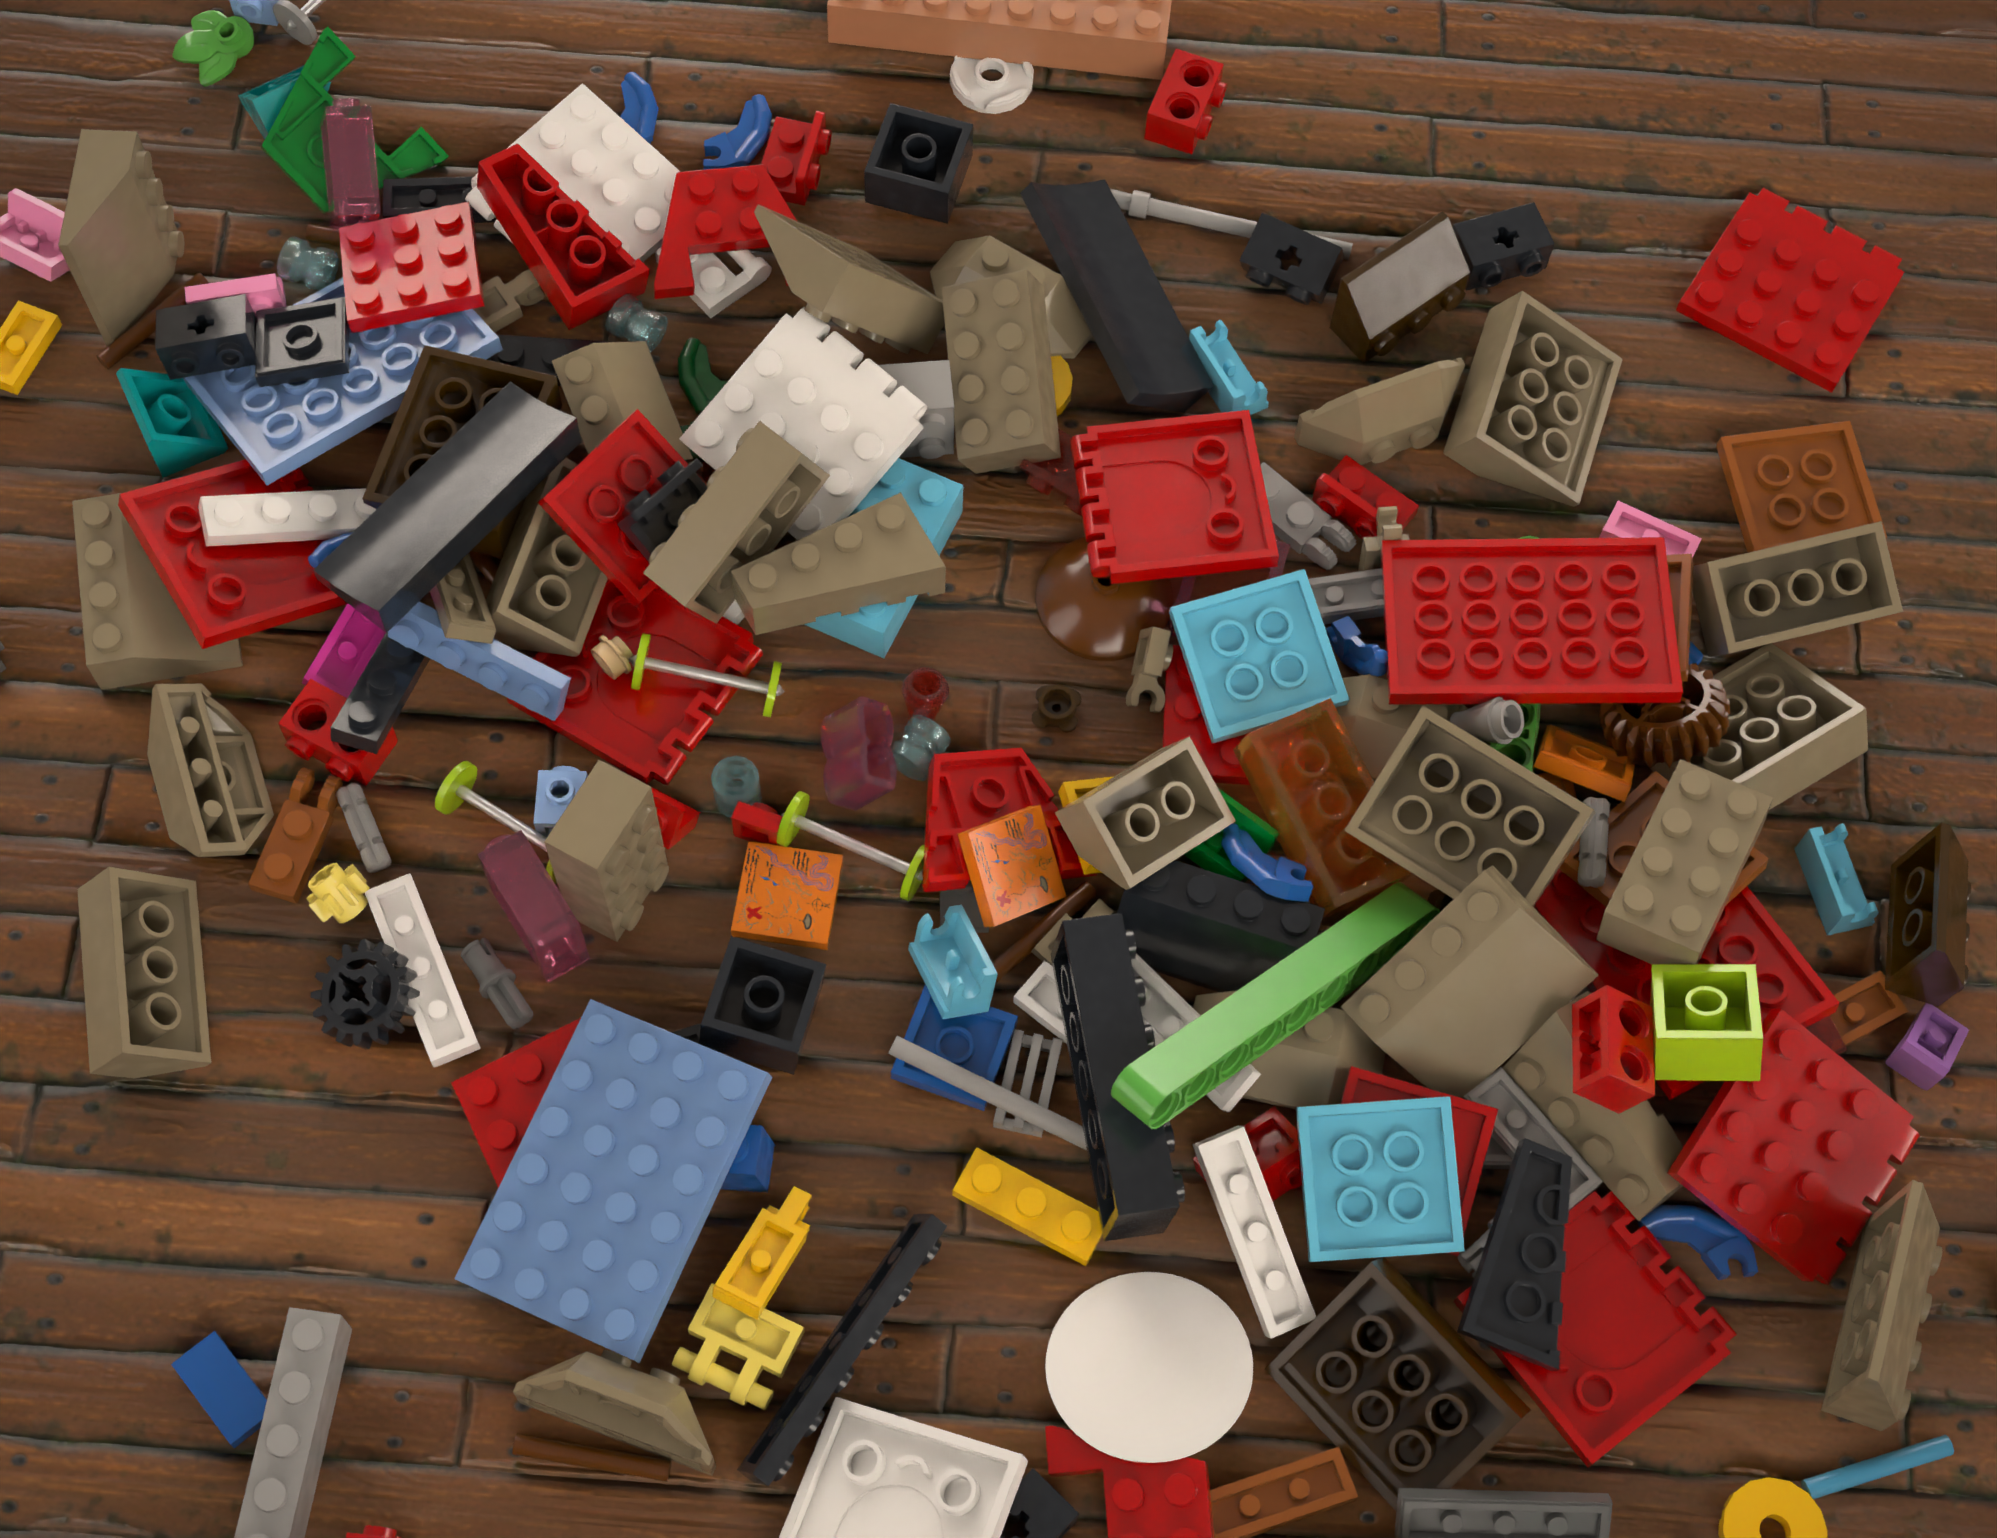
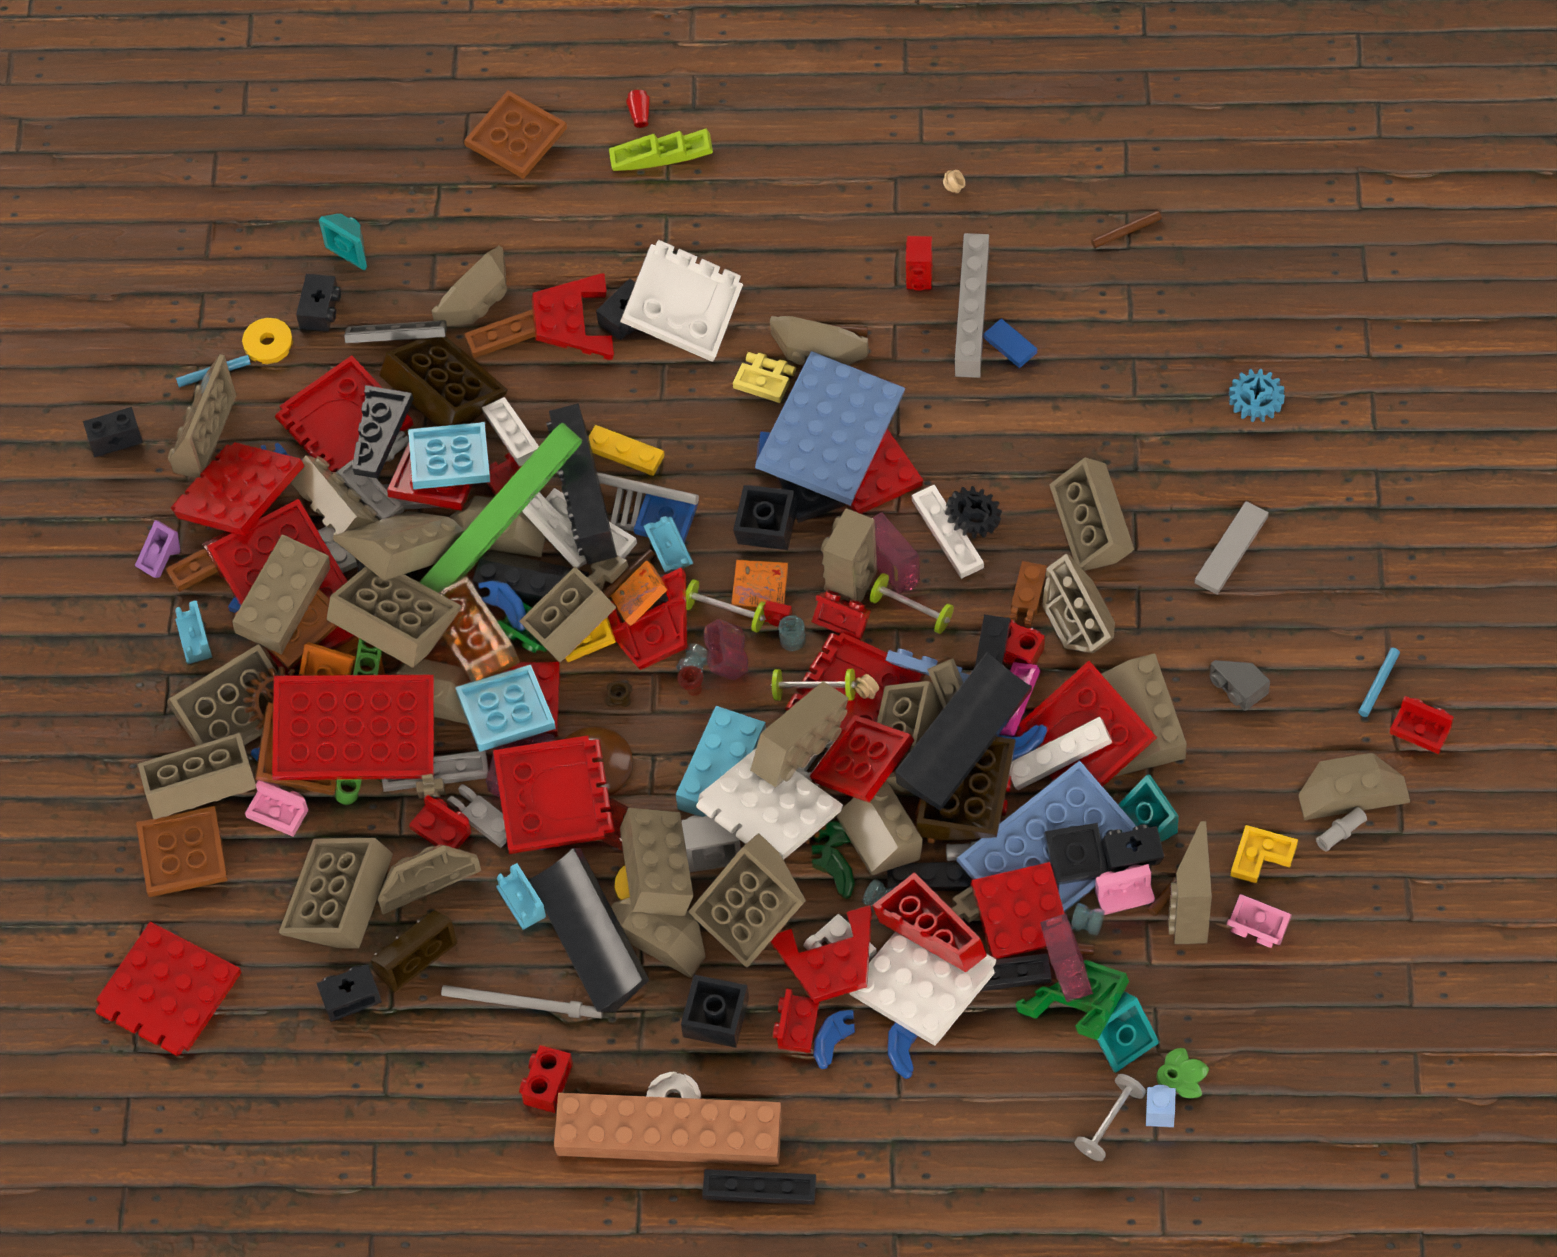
camera: 175 degrees left, 5 degrees down
(337, 893) = (997, 560): light yellow gear -> none
(363, 828) = (991, 599): light grey axle -> none
(497, 983) = (907, 527): dark grey axle -> none
(554, 794) = (885, 616): light blue brick -> none
(657, 515) = (840, 748): black bracket -> none
(764, 1255) = (753, 409): yellow hinge -> none
(832, 1365) = (712, 377): black plate -> none
(843, 567) = (736, 720): dark tan wedge -> none
(1149, 1367) = (561, 373): white sticker -> none
(1151, 658) = (565, 716): dark tan plate -> none
(1278, 240) = (480, 968): black brick -> none
(1351, 650) = (451, 735): blue piece -> none
(1492, 721) = (375, 666): light grey cone -> none
(1594, 845) = (325, 627): light grey axle -> none
(1613, 1049) = (329, 499): red brick -> none
(1706, 1022) = (280, 512): lime brick -> none
(1928, 919) = (150, 604): dark brown slope -> none

